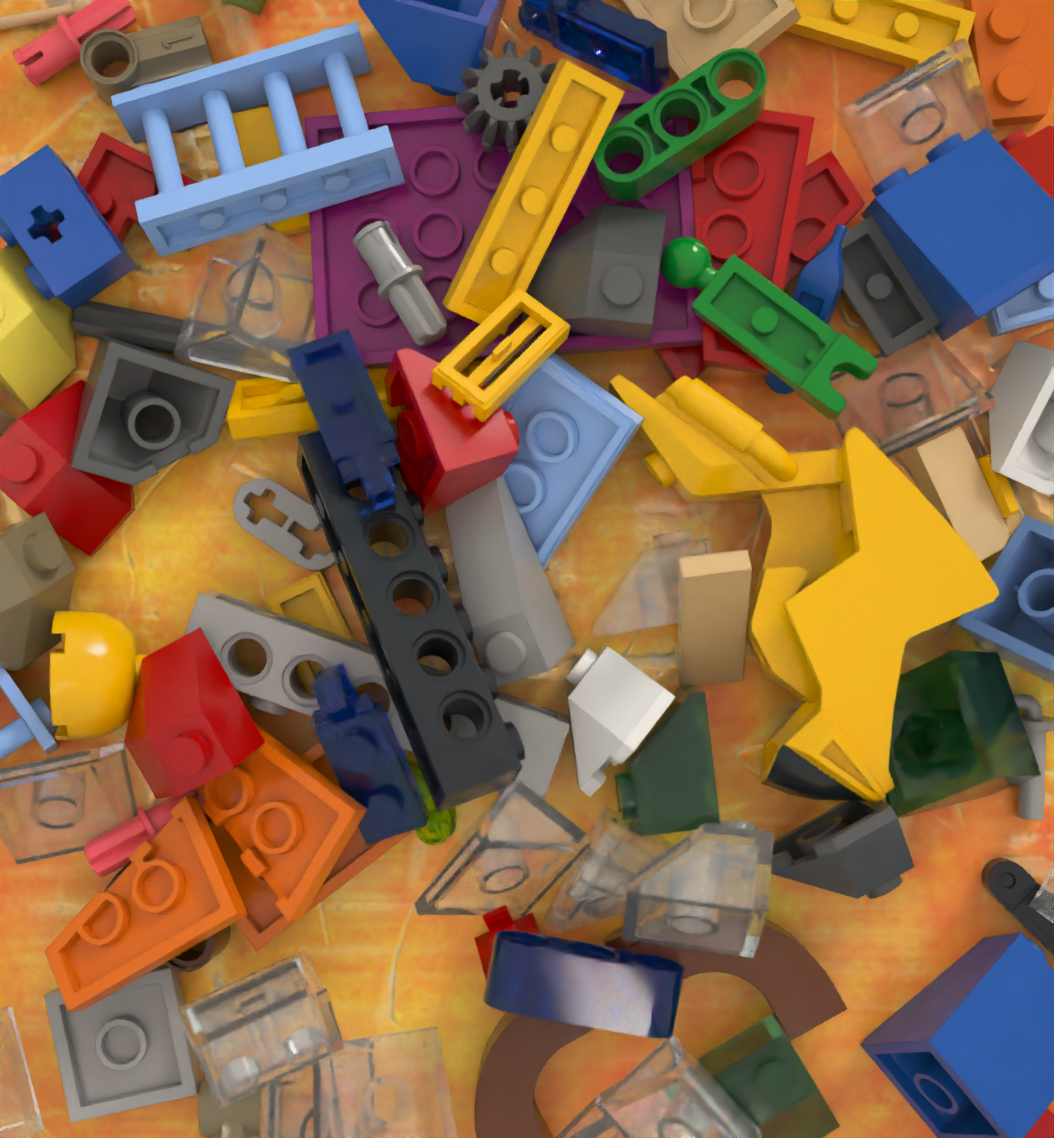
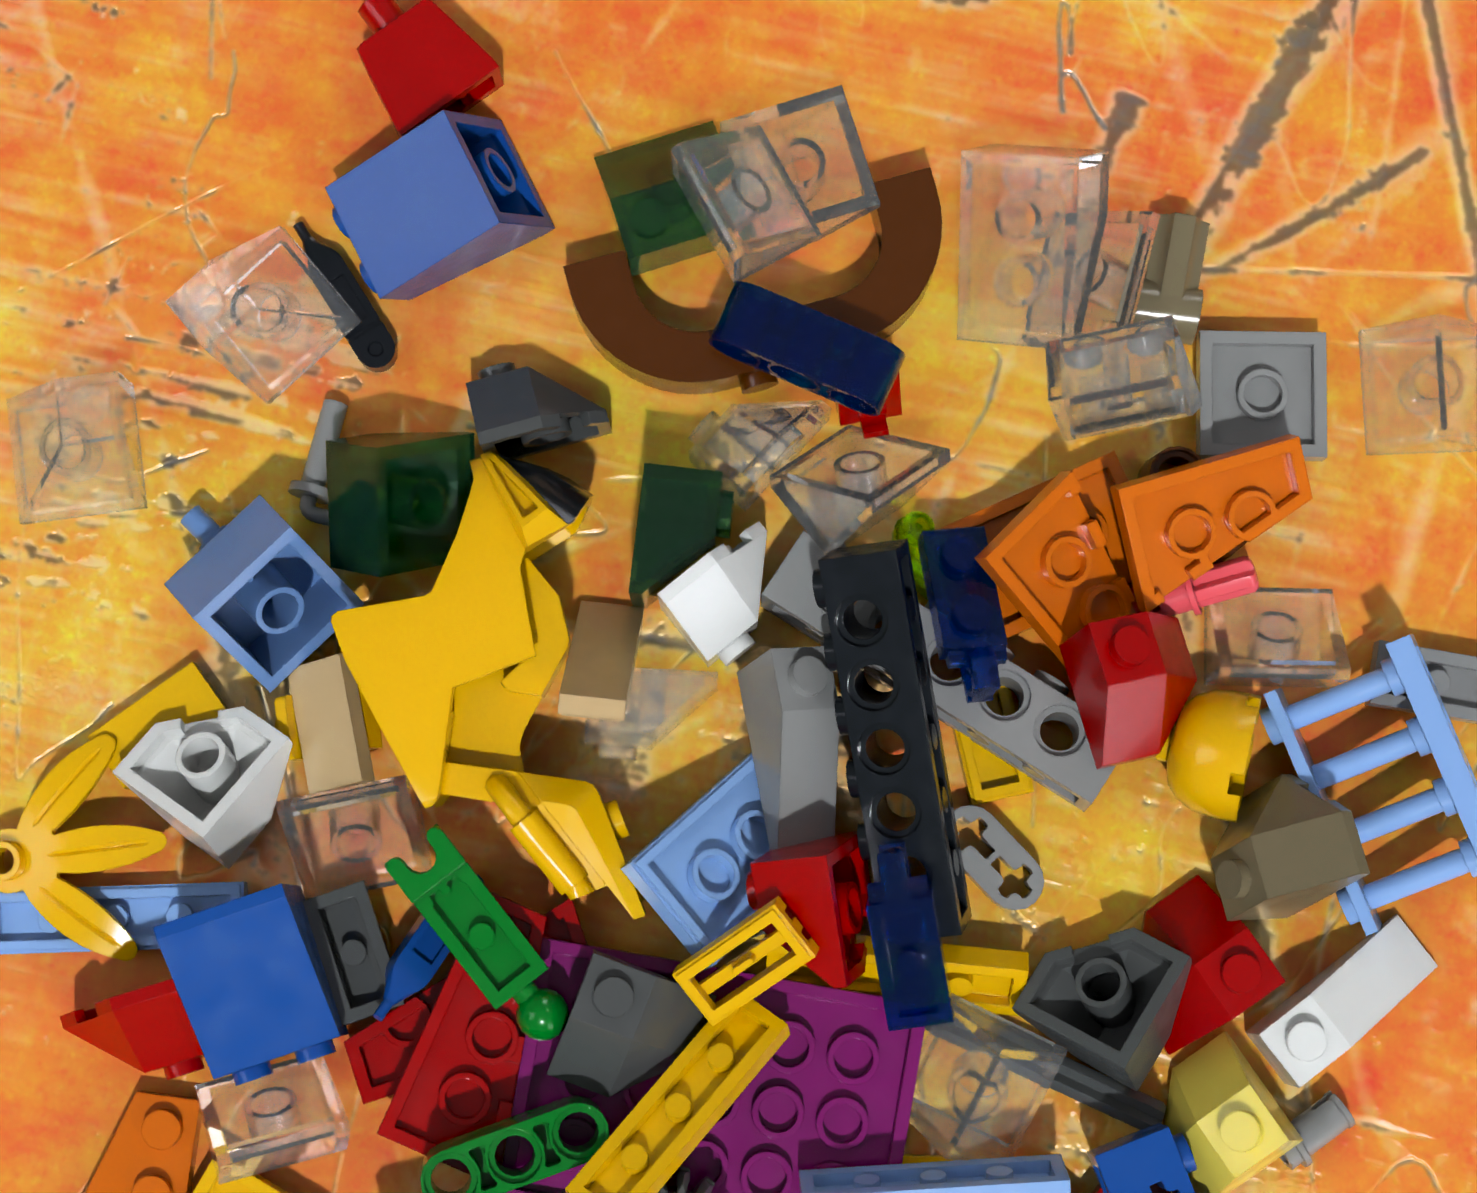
camera: 165 degrees left, 5 degrees down
(400, 282) = (826, 1065): light grey axle -> none
(704, 891) = (675, 407): clear slope -> none

